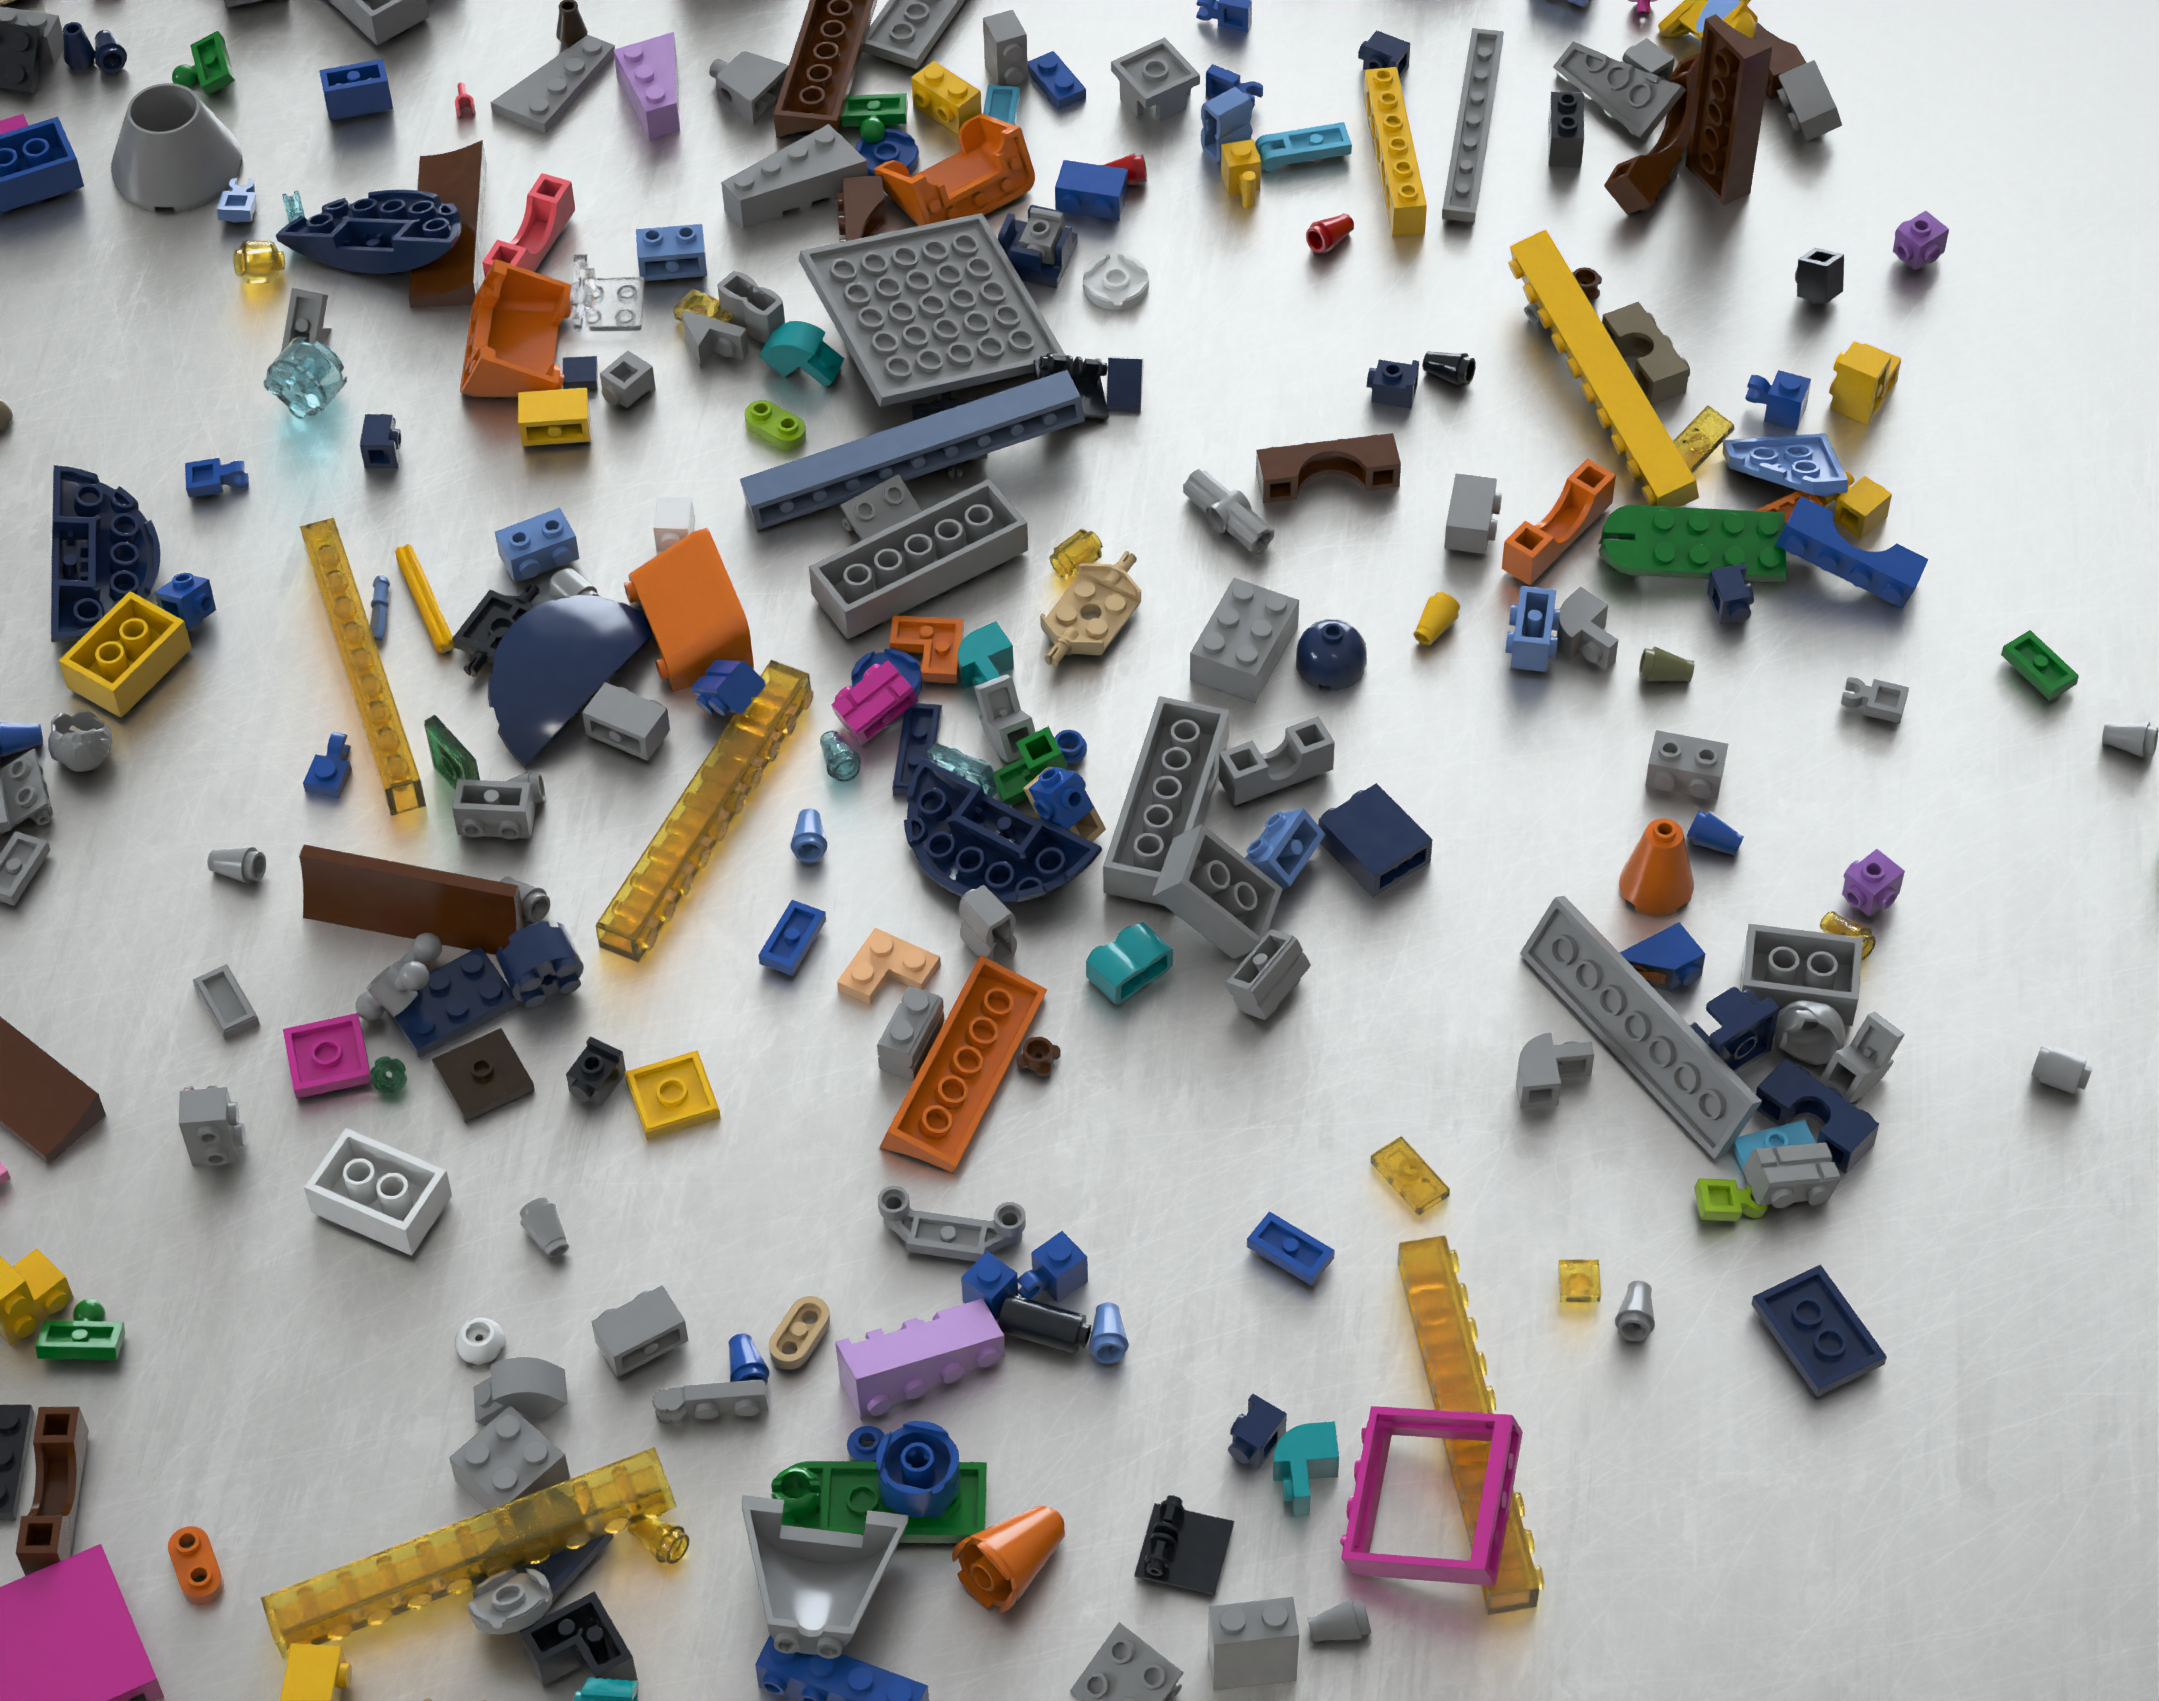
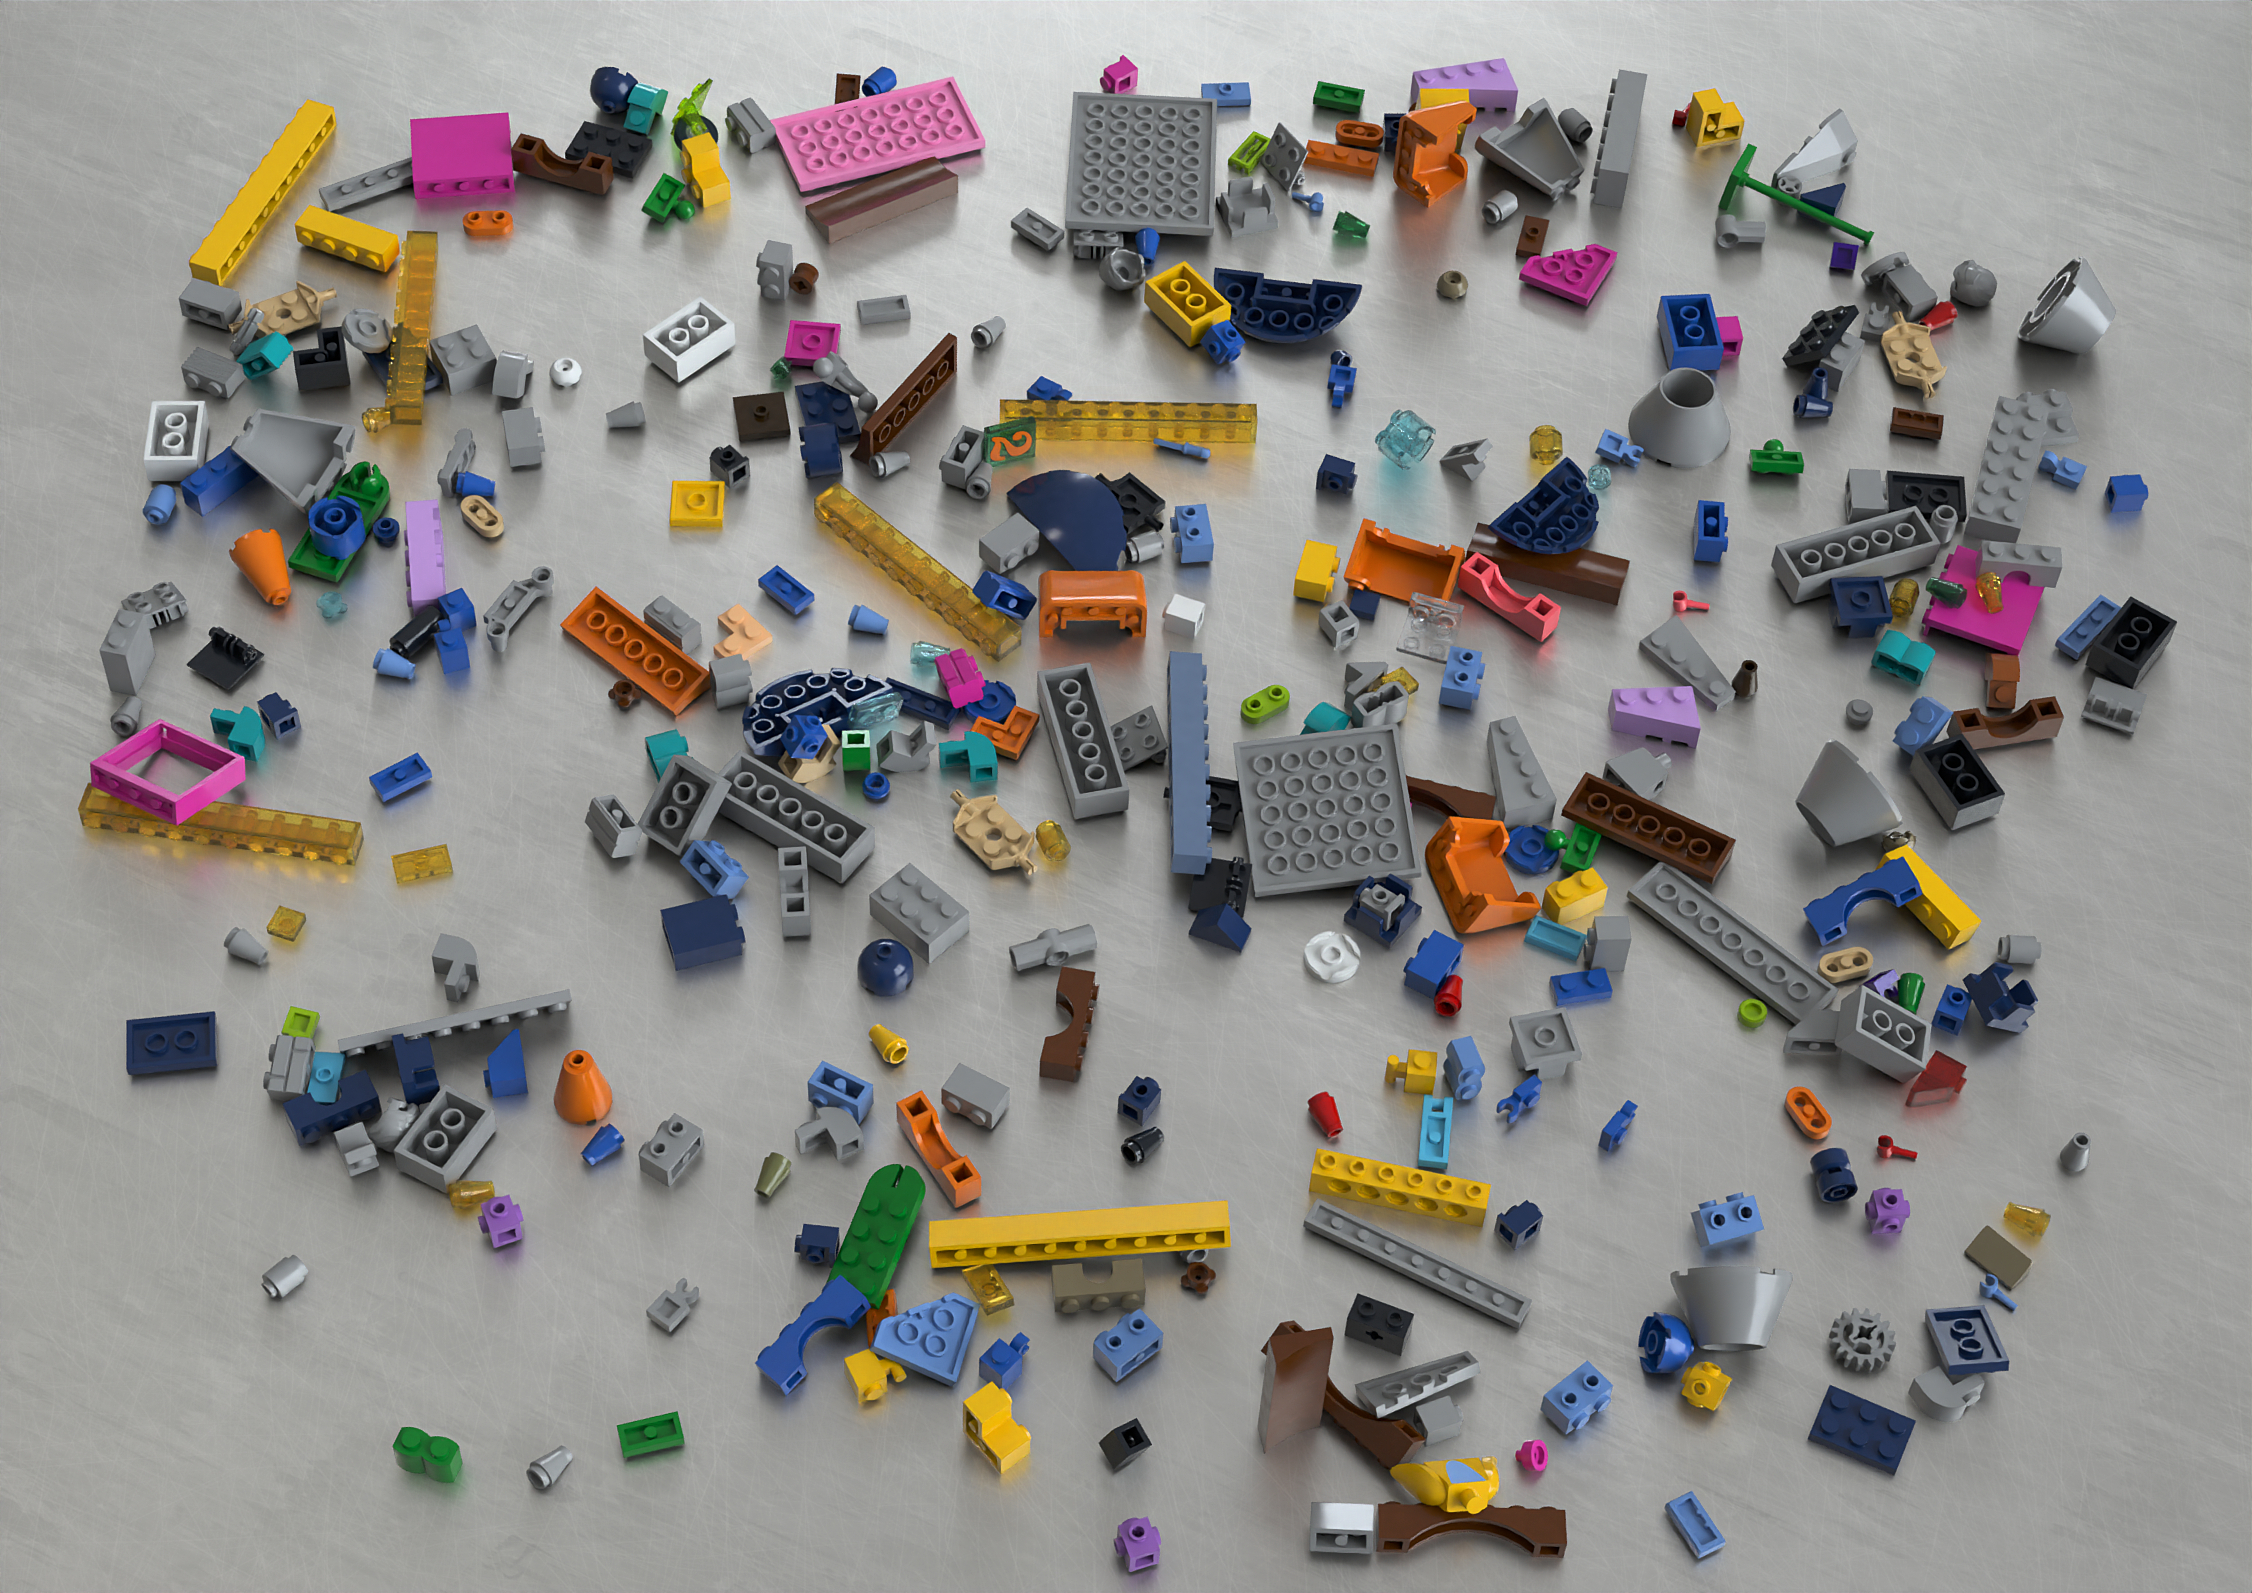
camera: 105 degrees right, 0 degrees up
(168, 488) = (1341, 358): none -> dark blue hinge
(424, 598) = (1181, 471): yellow axle -> none
(1032, 1446) = (331, 604): none -> clear light blue plate
(1702, 308) = (1127, 1344): none -> medium blue brick

